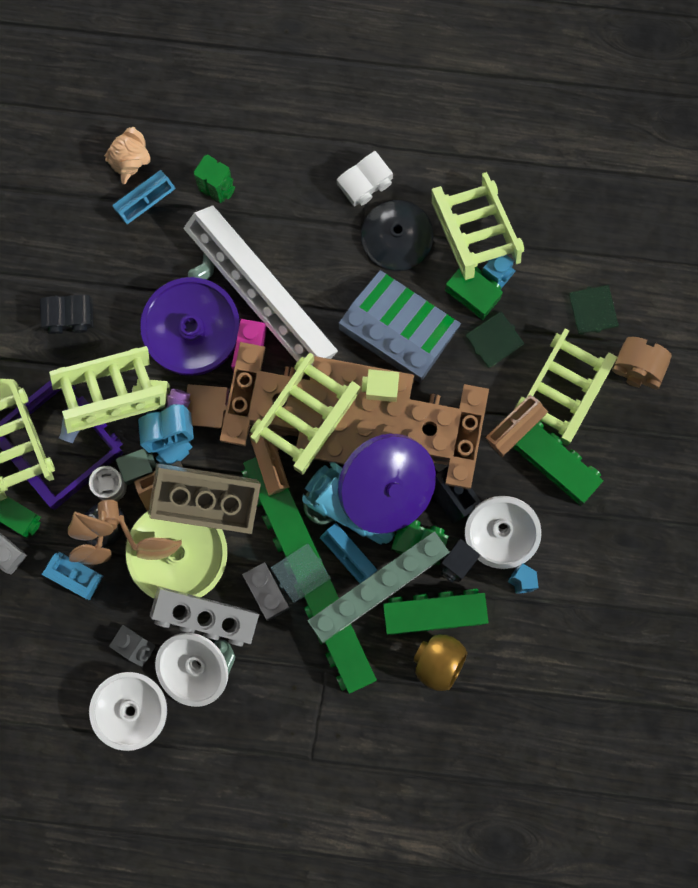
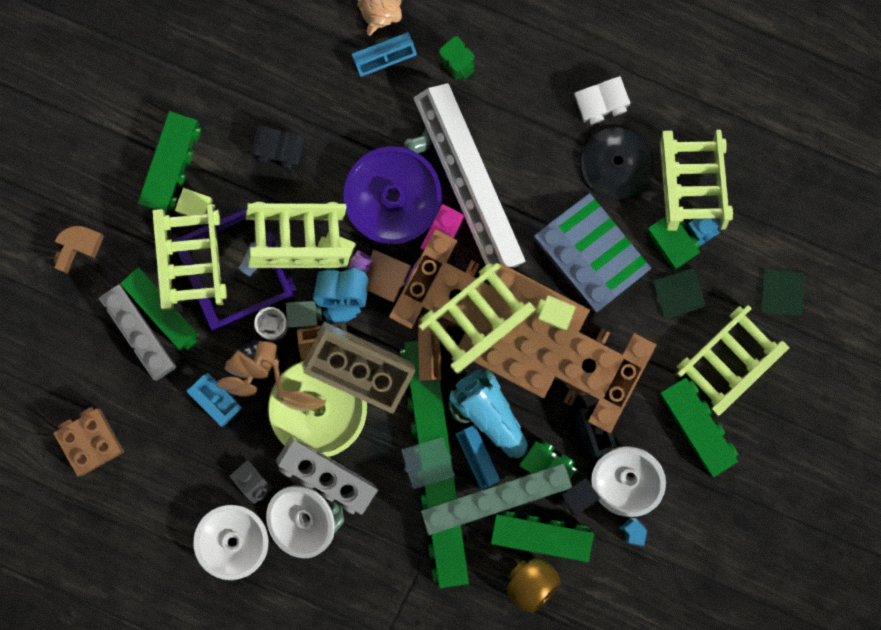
camera: 15 degrees right, 5 degrees up
(266, 591) = (390, 469): flat silver brick -> none
(386, 483) = (533, 405): dark purple dish -> none
(516, 425) = (672, 385): medium nougat piece -> none
(642, 363) = (811, 360): medium nougat brick -> none

